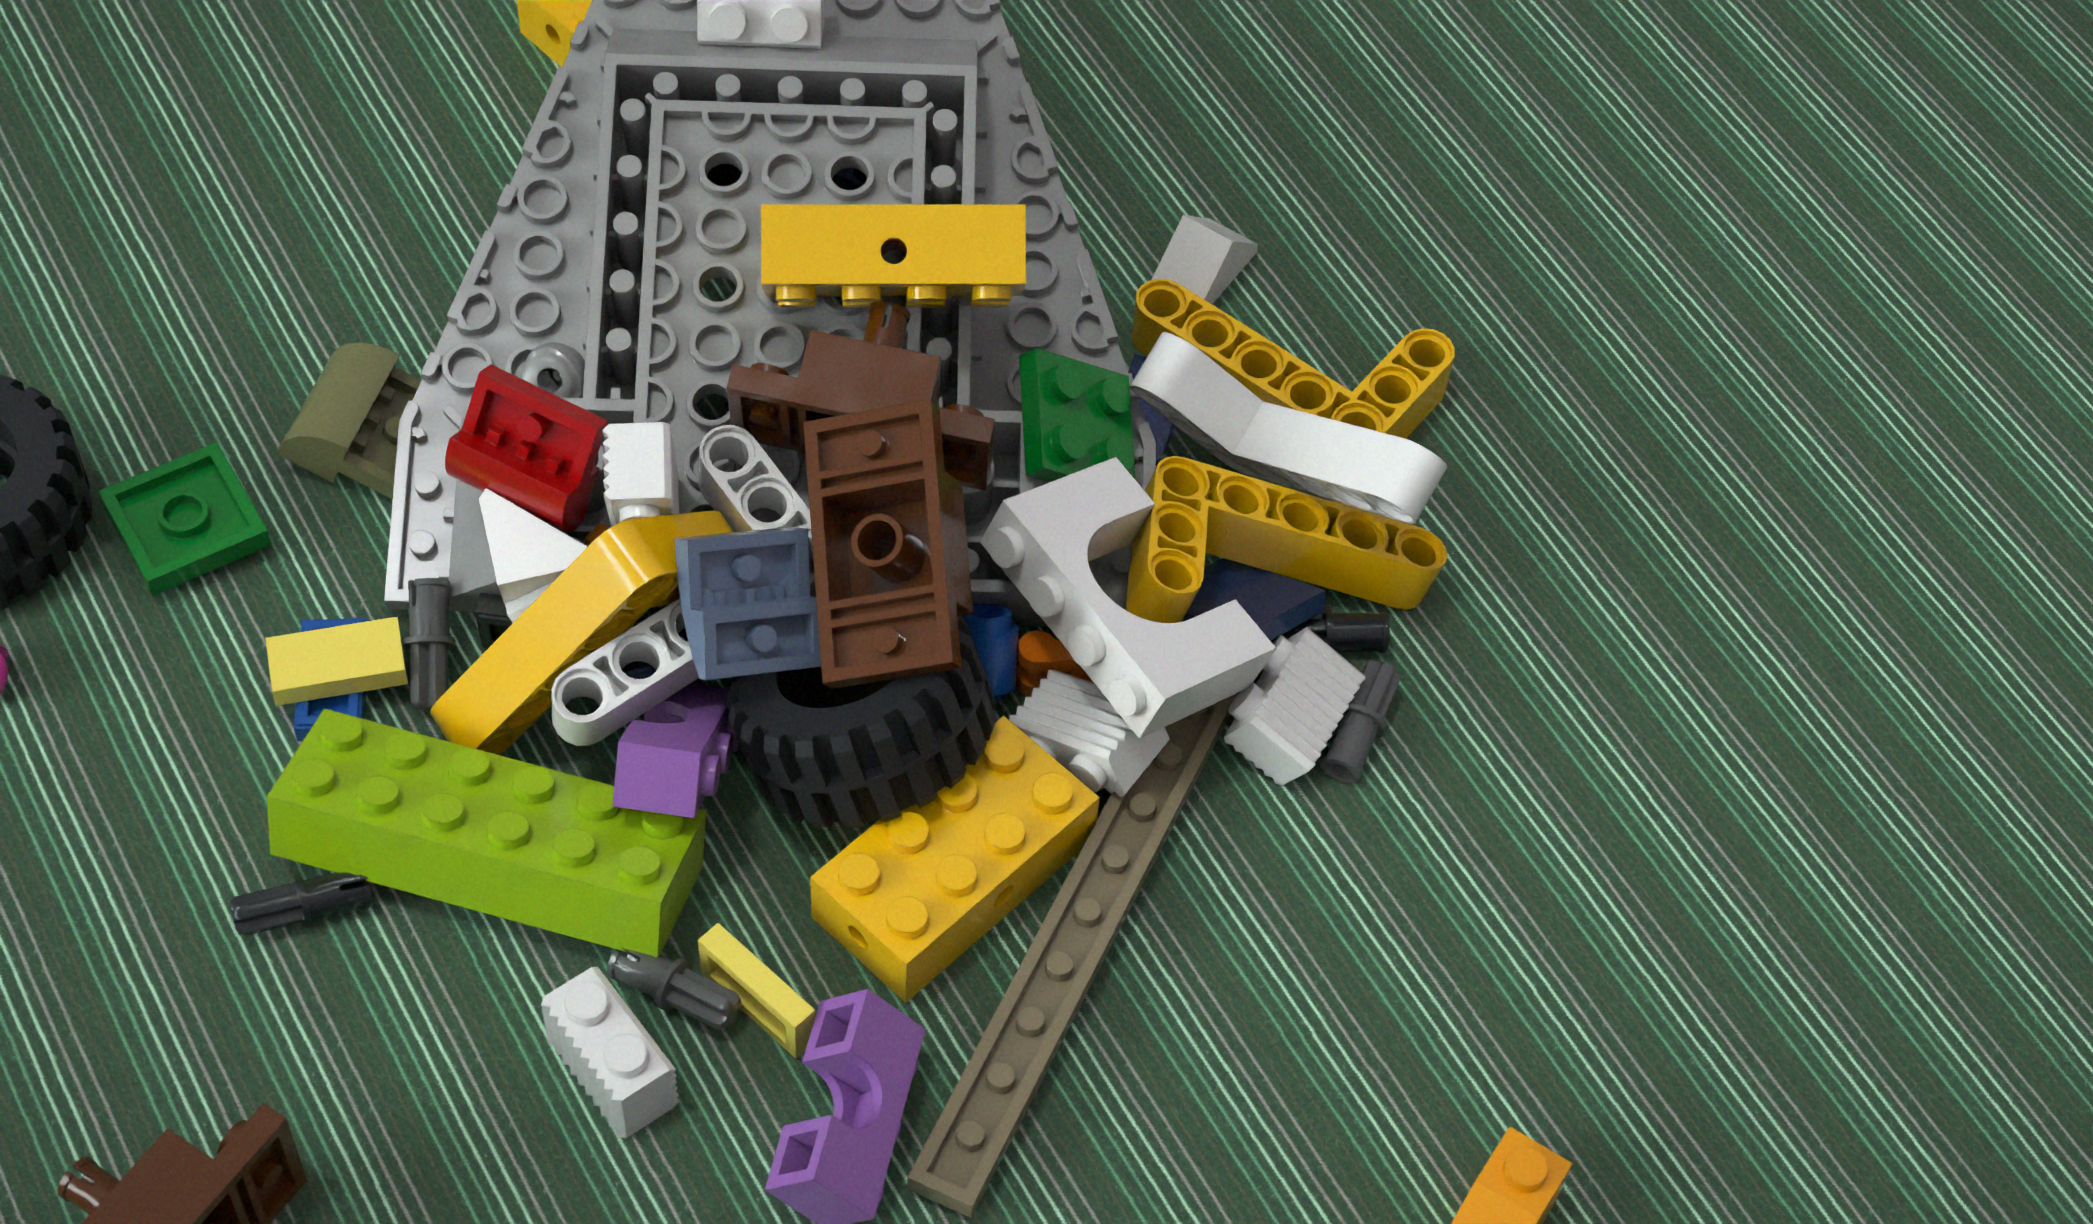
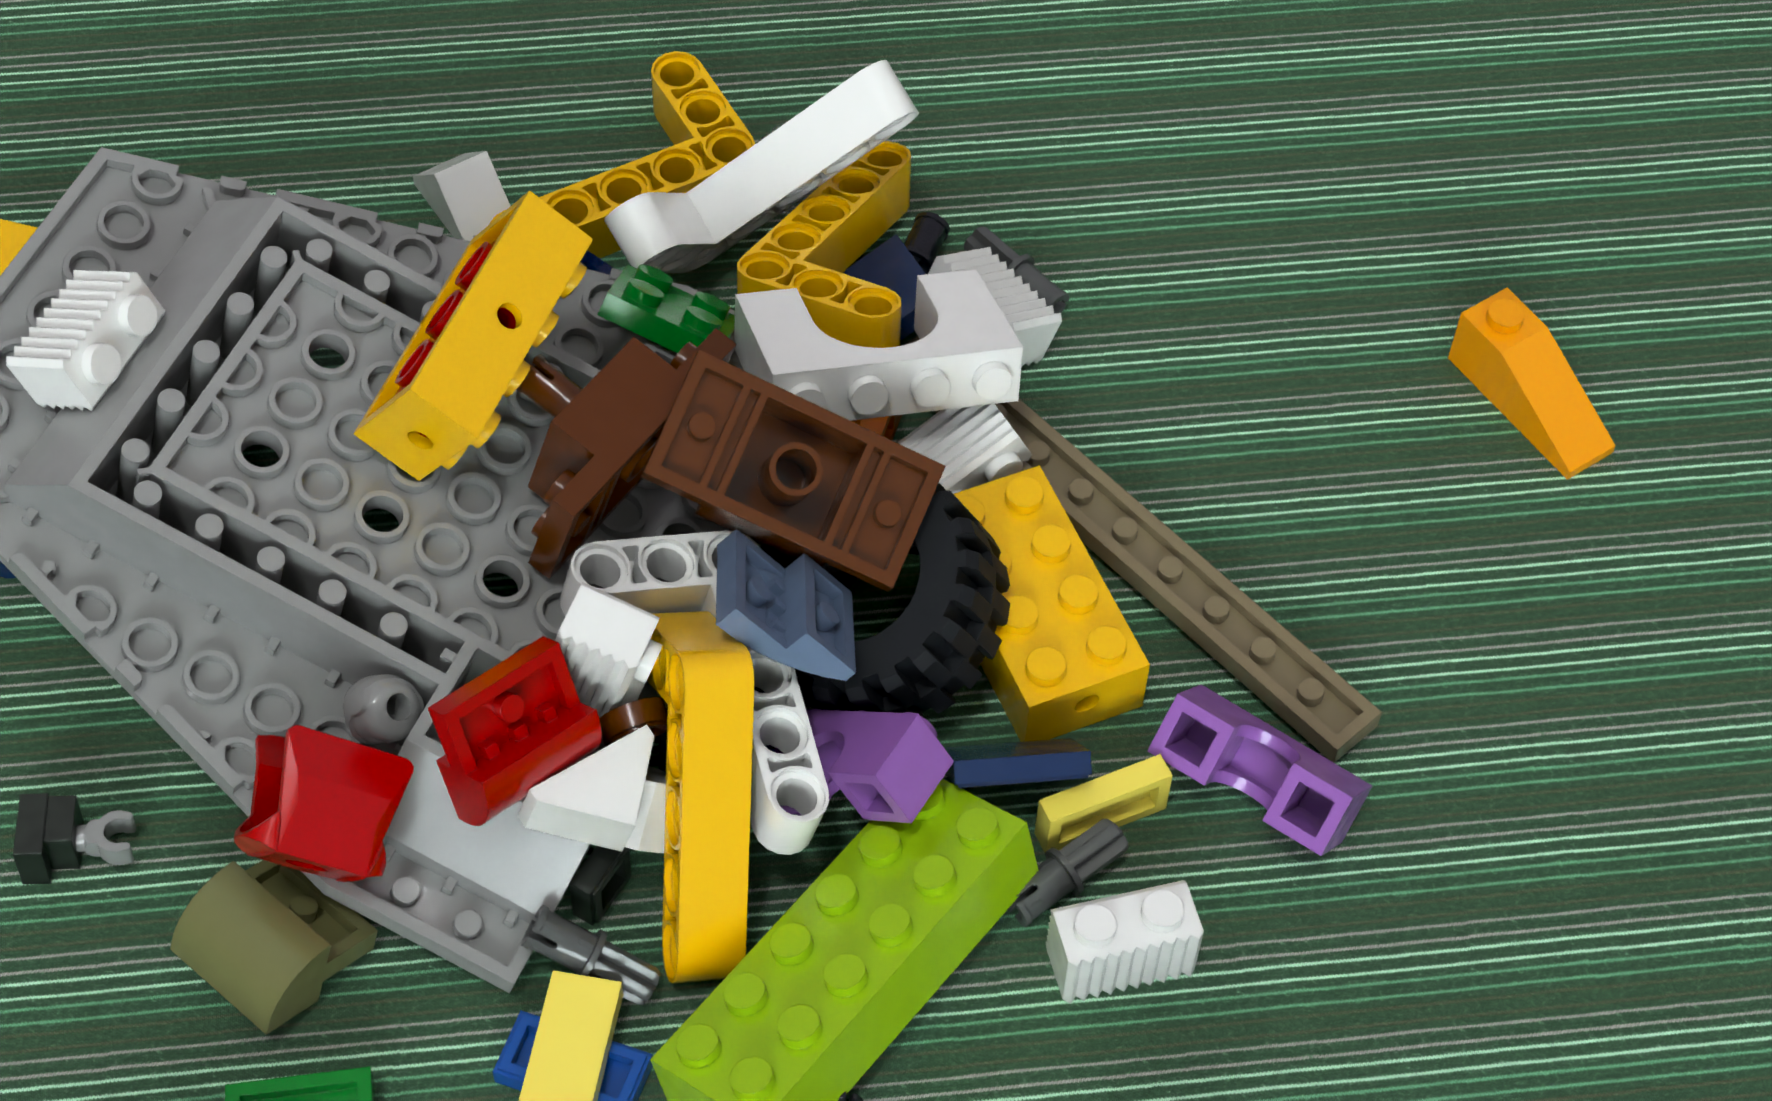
camera: 65 degrees left, 0 degrees up
(407, 249) = (54, 835): none -> pearl dark grey piece
(425, 362) = (322, 804): none -> red piece
(755, 891) = (1018, 762): none -> dark blue tile

